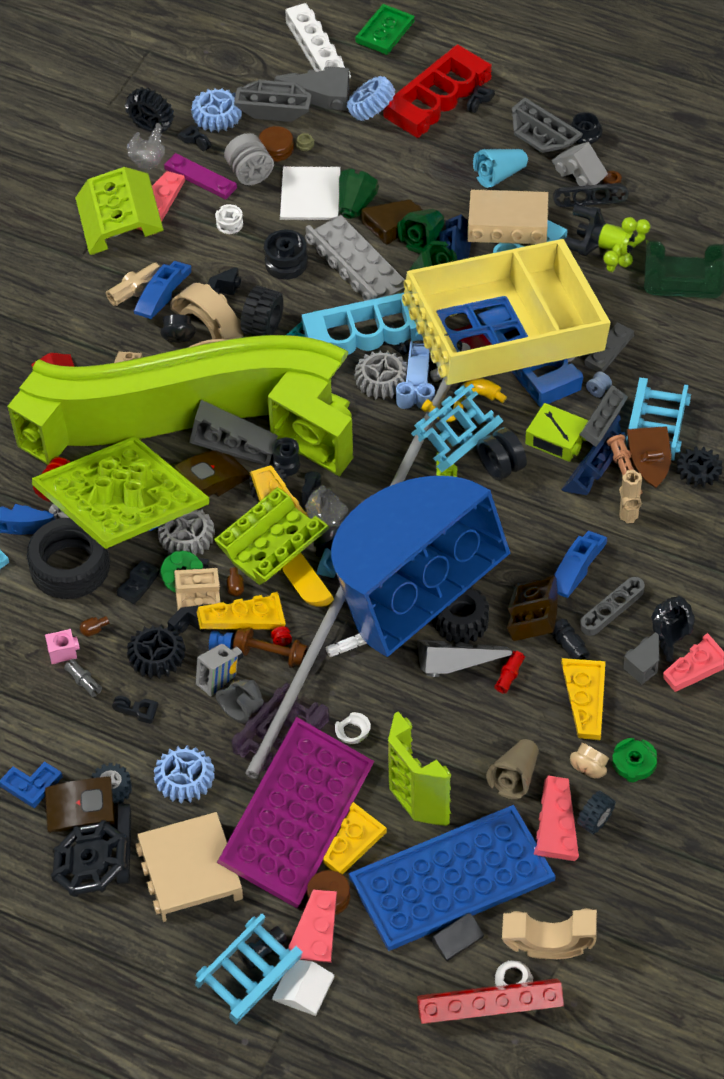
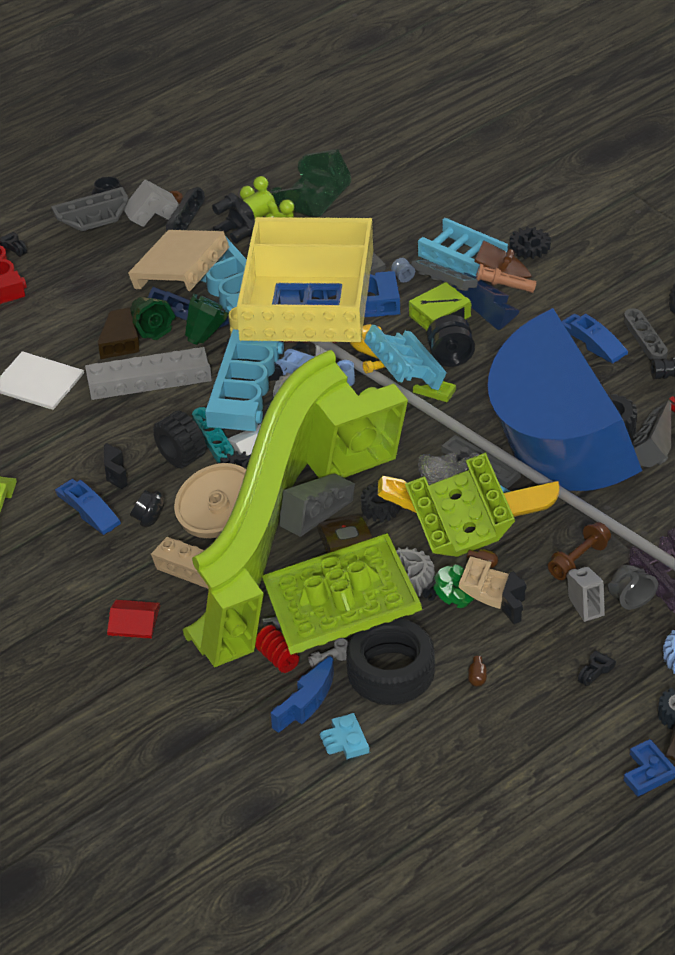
camera: 65 degrees left, 10 degrees down
(65, 639) = (492, 700): bright pink brick -> none
(83, 678) = (537, 696): dark grey pin -> none
(132, 284) = (63, 526): tan piece -> none
(139, 582) = (440, 626): black slope -> none
(161, 651) = (537, 632): black gear -> none
(210, 308) = (138, 473): tan brick -> none
(217, 639) = (552, 584): blue wheel -> none
(229, 218) = (29, 438): white wheel -> none
(254, 613) = (532, 555): yellow wing -> none
(281, 636) = (567, 542): red bush -> none
(285, 254) = (110, 410): black wheel -> none
(286, 455) = (361, 473): black wheel -> none
(312, 481) = (400, 473): black piece -> none
(345, 645) = (597, 500): white axle -> none
(355, 192) = (71, 343): dark green cone -> none
(498, 164) = (110, 253): medium azure cone -> none
(533, 608) = (630, 374): dark brown slope -> none
(630, 496) = (551, 278): tan piece -> none

